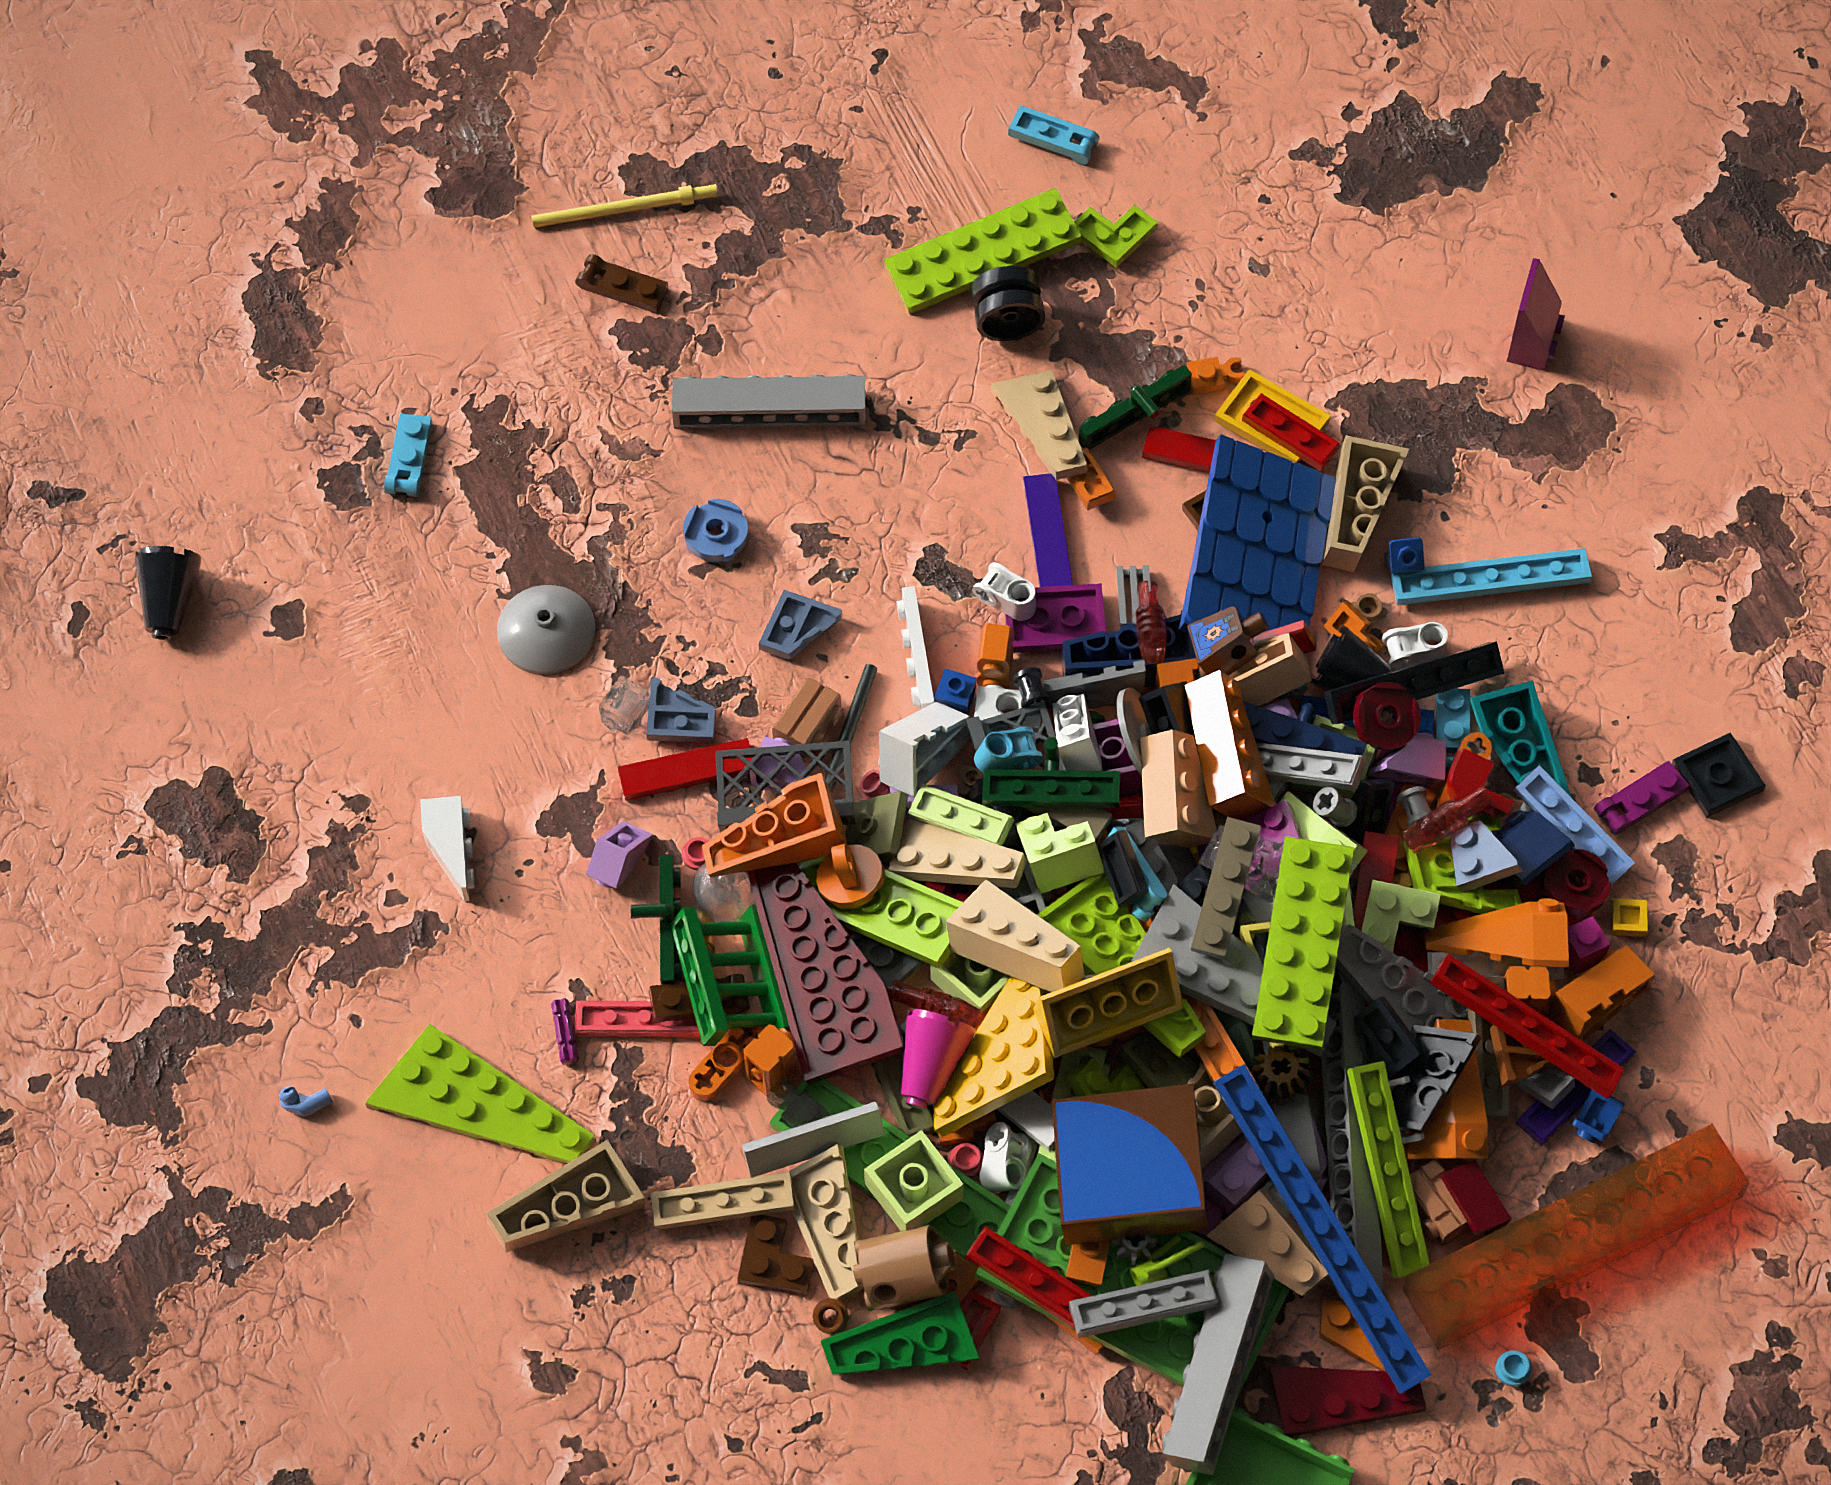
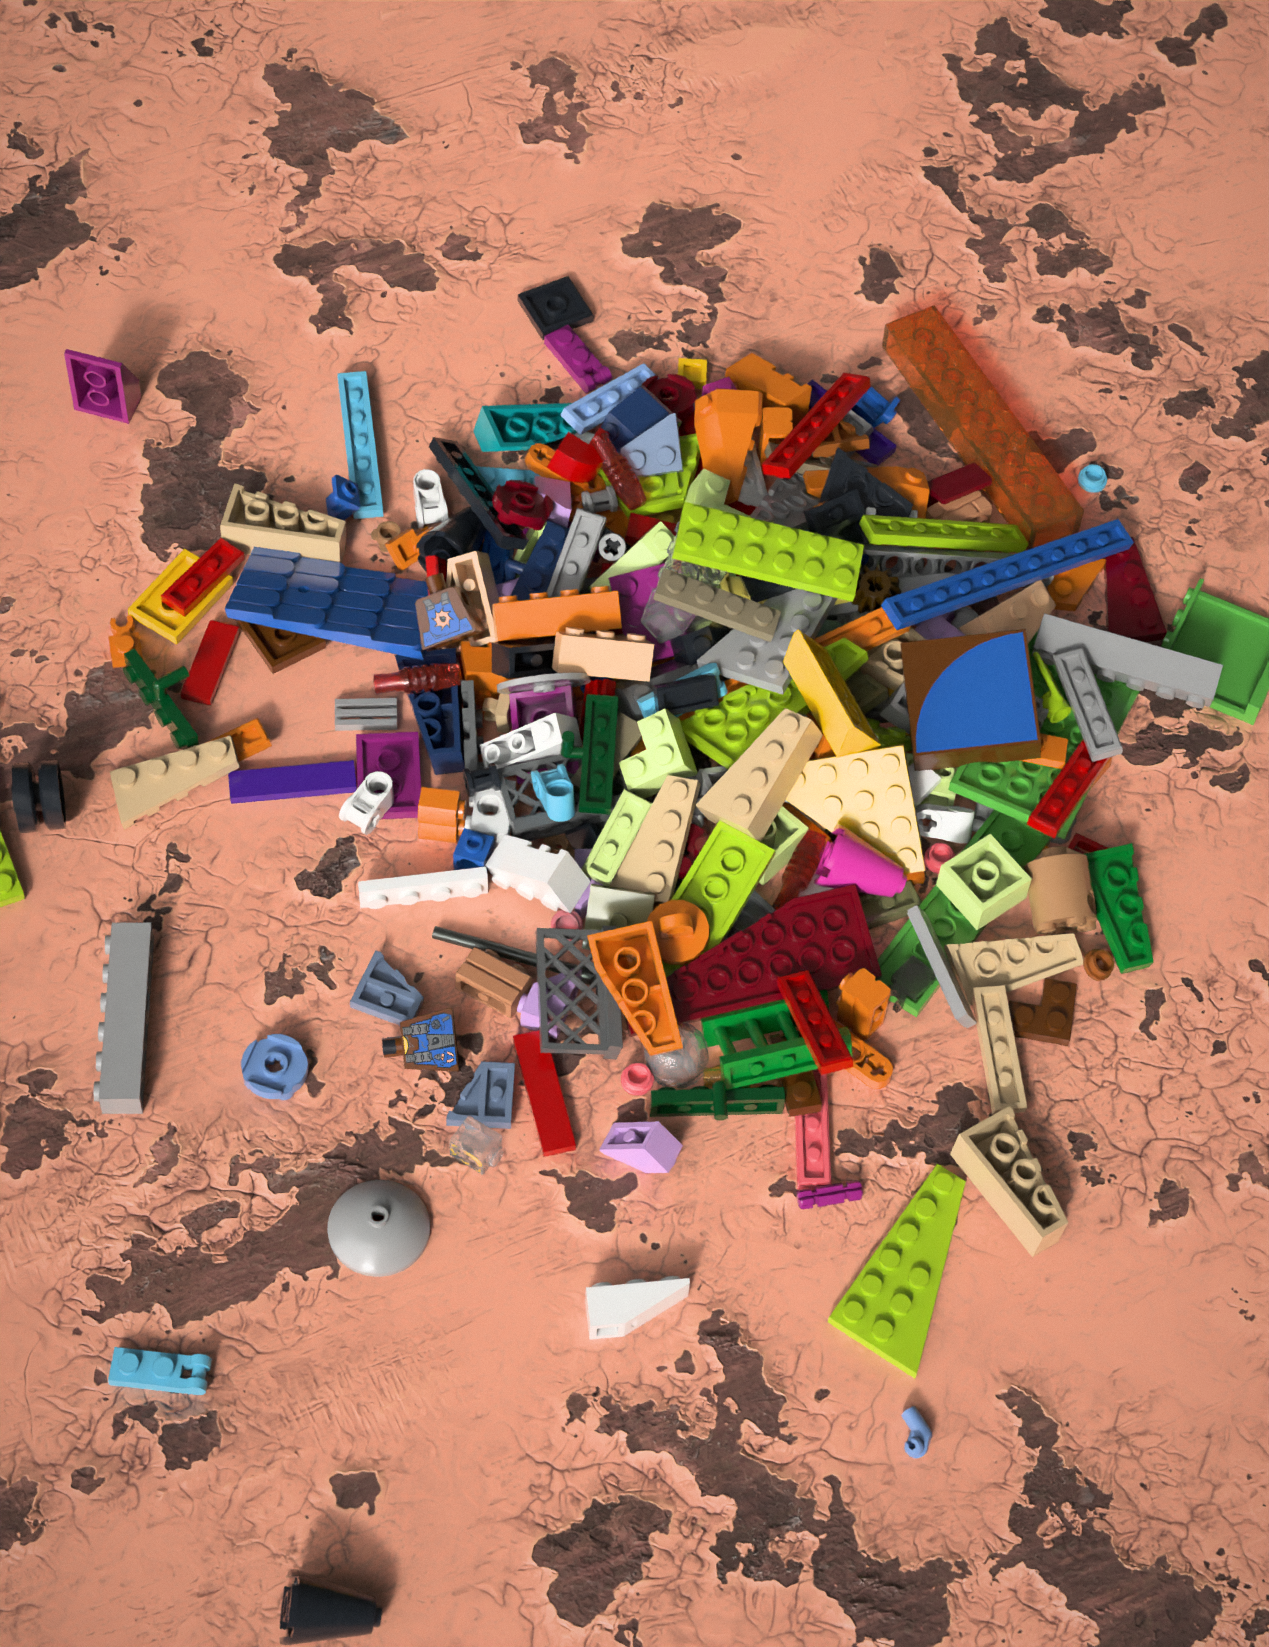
camera: 95 degrees left, 5 degrees down
(731, 657) = (426, 1042): none -> torso
(731, 996) = (815, 1022): none -> red tile

